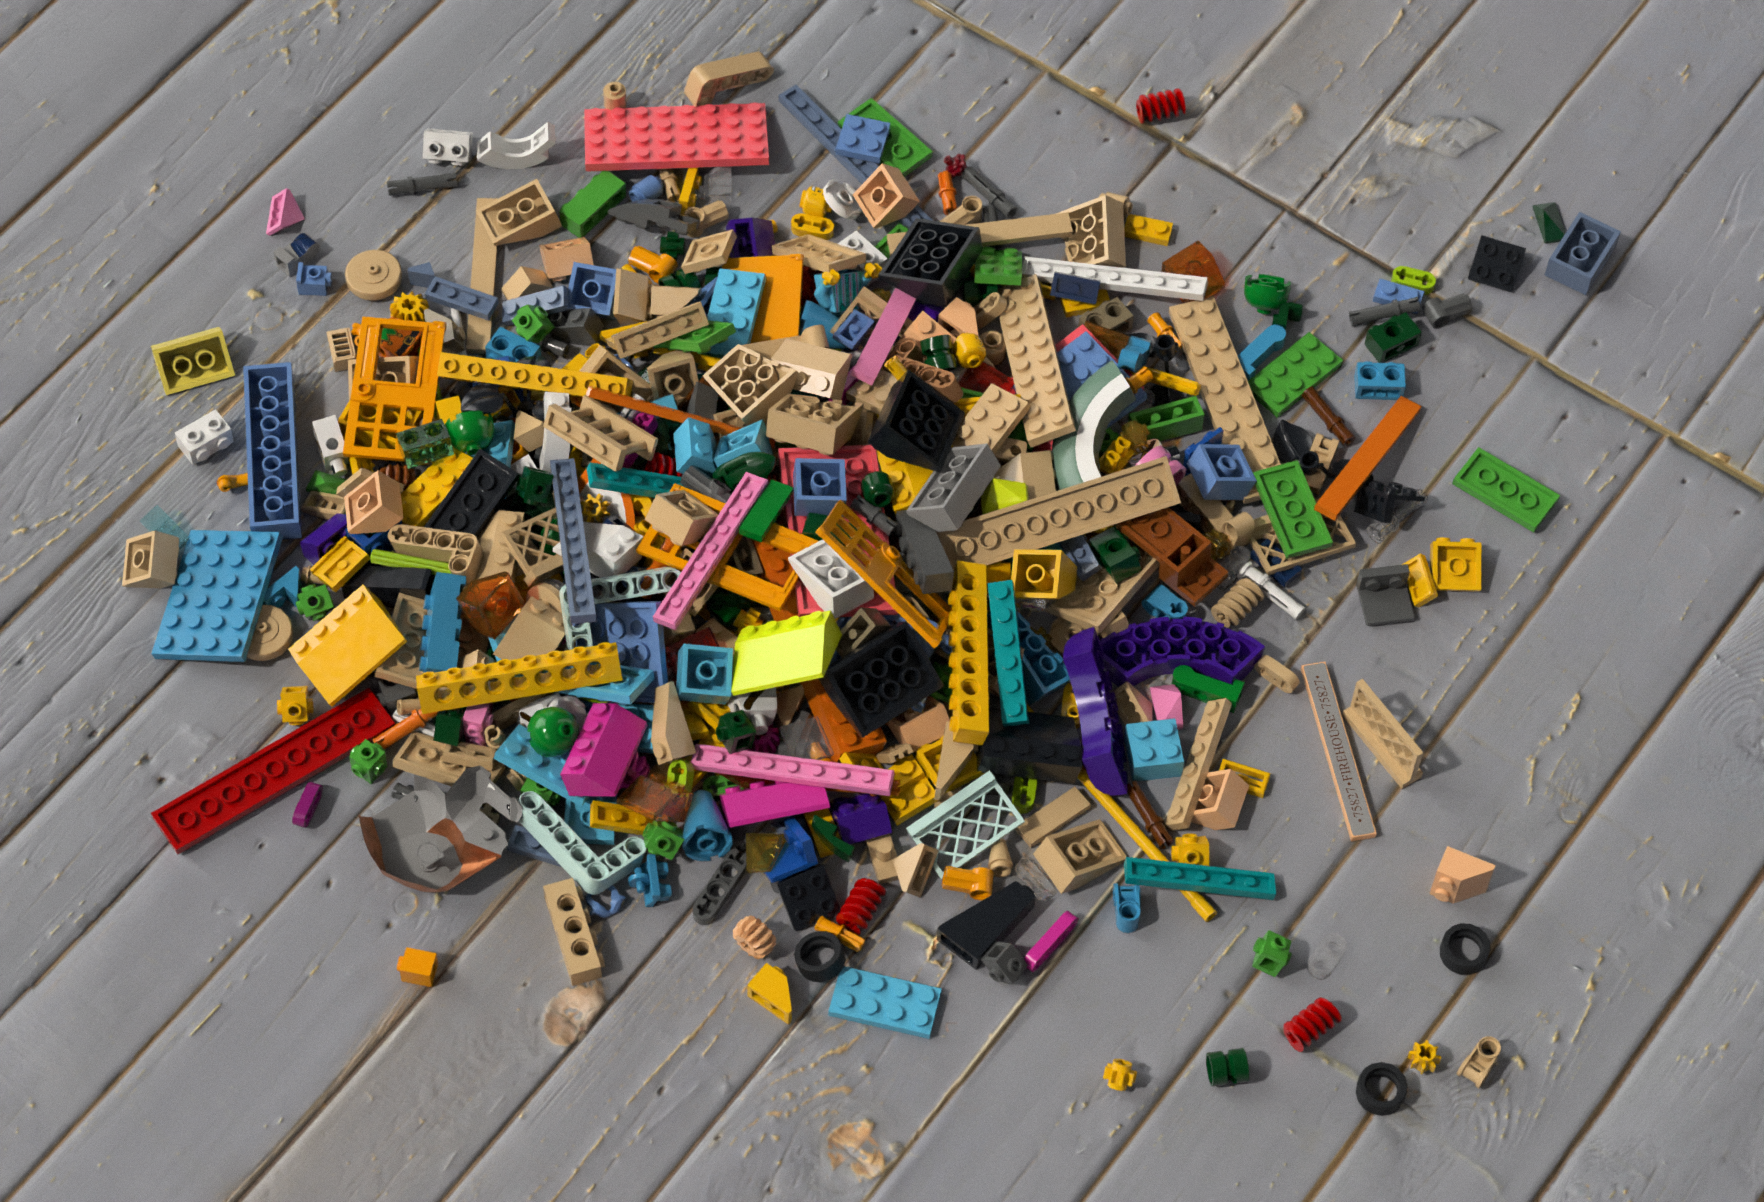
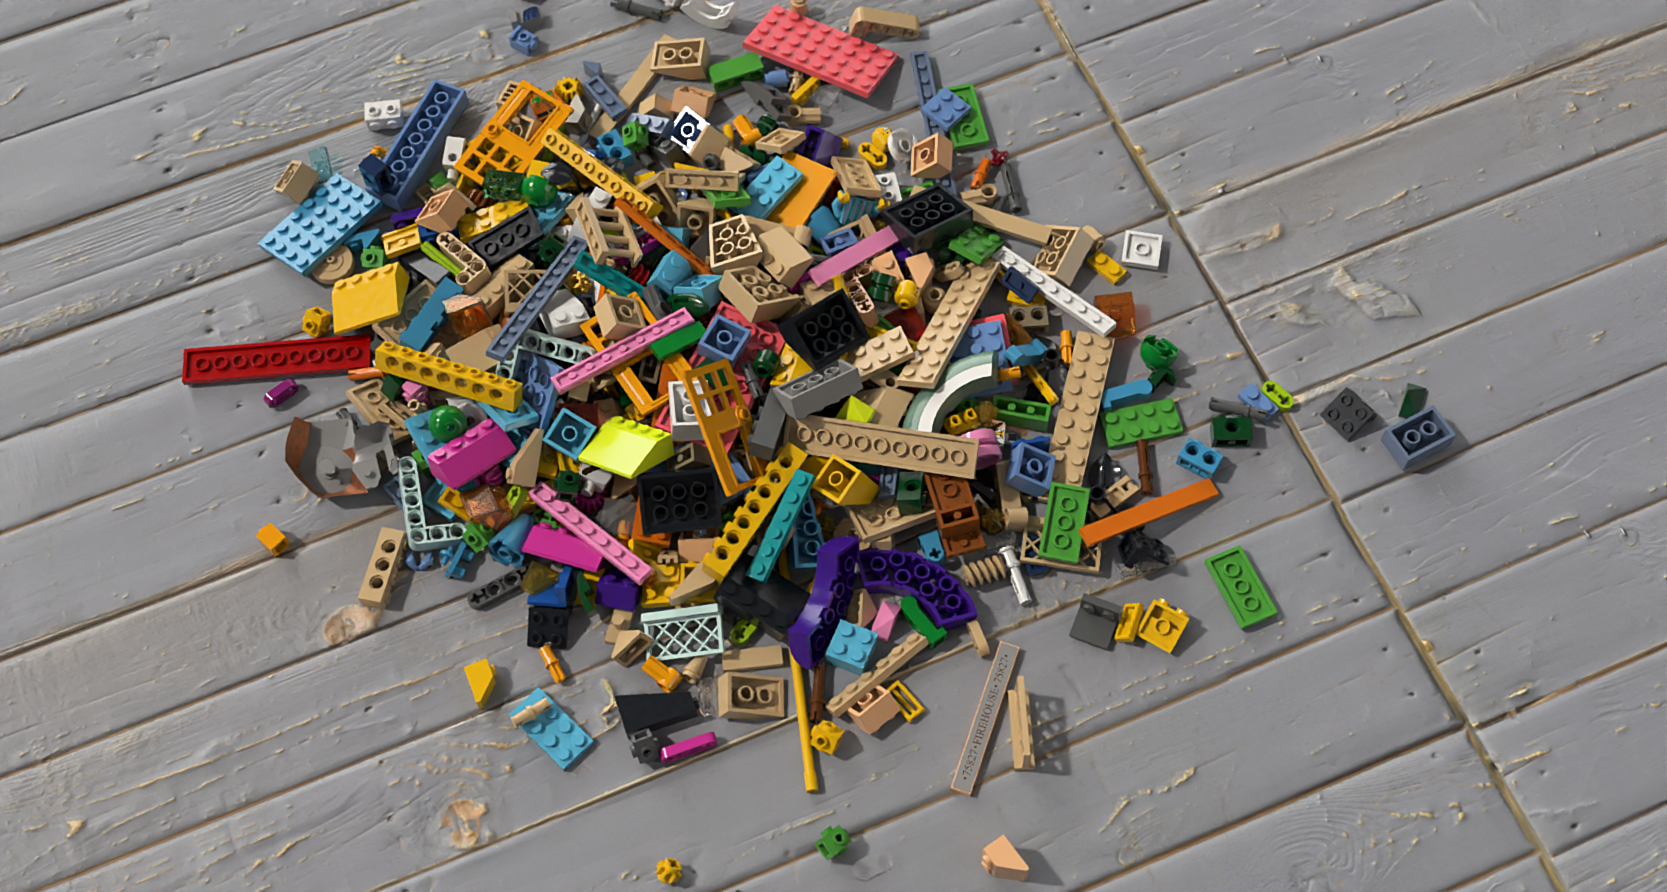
camera: 35 degrees right, 5 degrees up
(192, 360) = (412, 60): light yellow slope -> none
(262, 501) = (376, 174): none -> dark blue brick
(368, 761) = (335, 383): bright green brick -> none
(373, 275) = (563, 55): tan wheel -> none
(647, 314) = (711, 161): none -> dark grey plate
(754, 937) = (492, 636): light nougat gear -> none
(825, 971) = (521, 662): black tyre -> none
(857, 992) = (530, 712): none -> tan pin
(860, 904) = (578, 651): red piece -> none
(1126, 902) = (759, 747): dark azure piece -> none
(1160, 104) = (1173, 181): red piece -> none
(1174, 194) = (1141, 250): none -> white plate
(1199, 878) = (818, 759): teal plate -> none
(1440, 311) = (1280, 430): dark grey piece -> none

